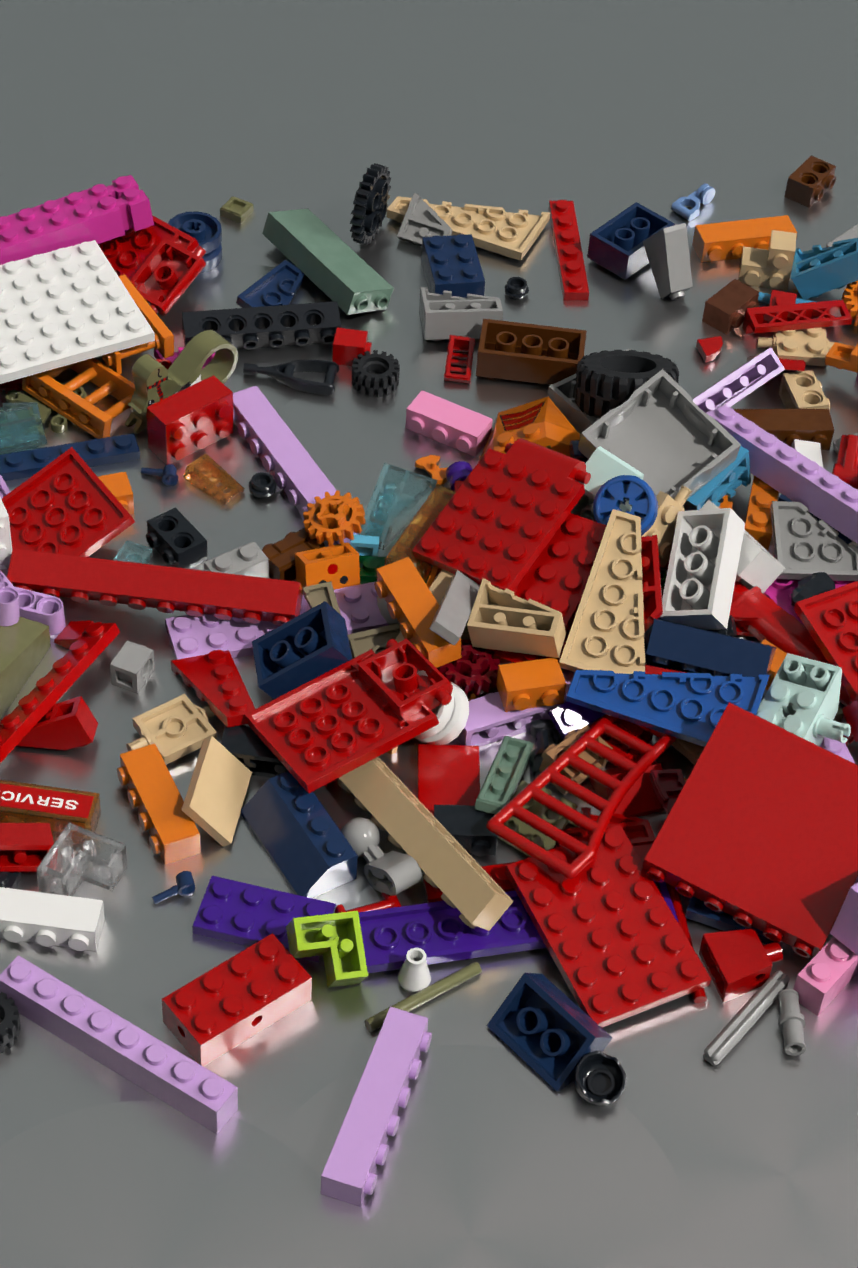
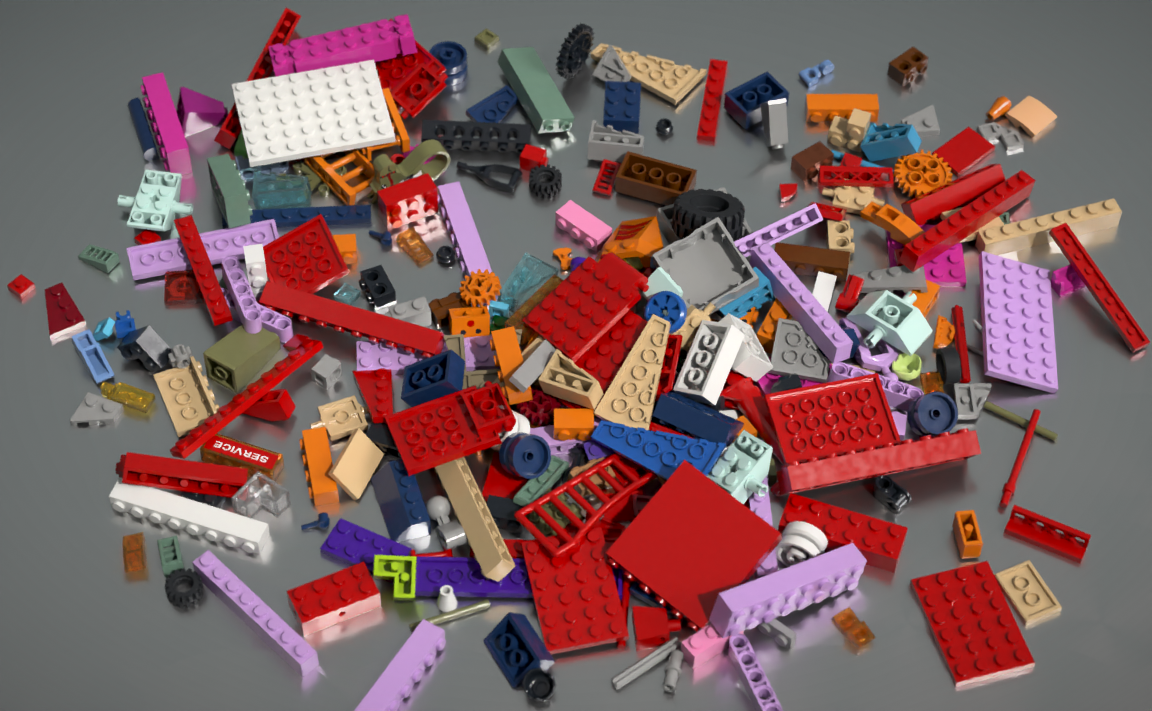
camera: 15 degrees right, 5 degrees up
(474, 738) = (525, 455): none -> dark blue wheel

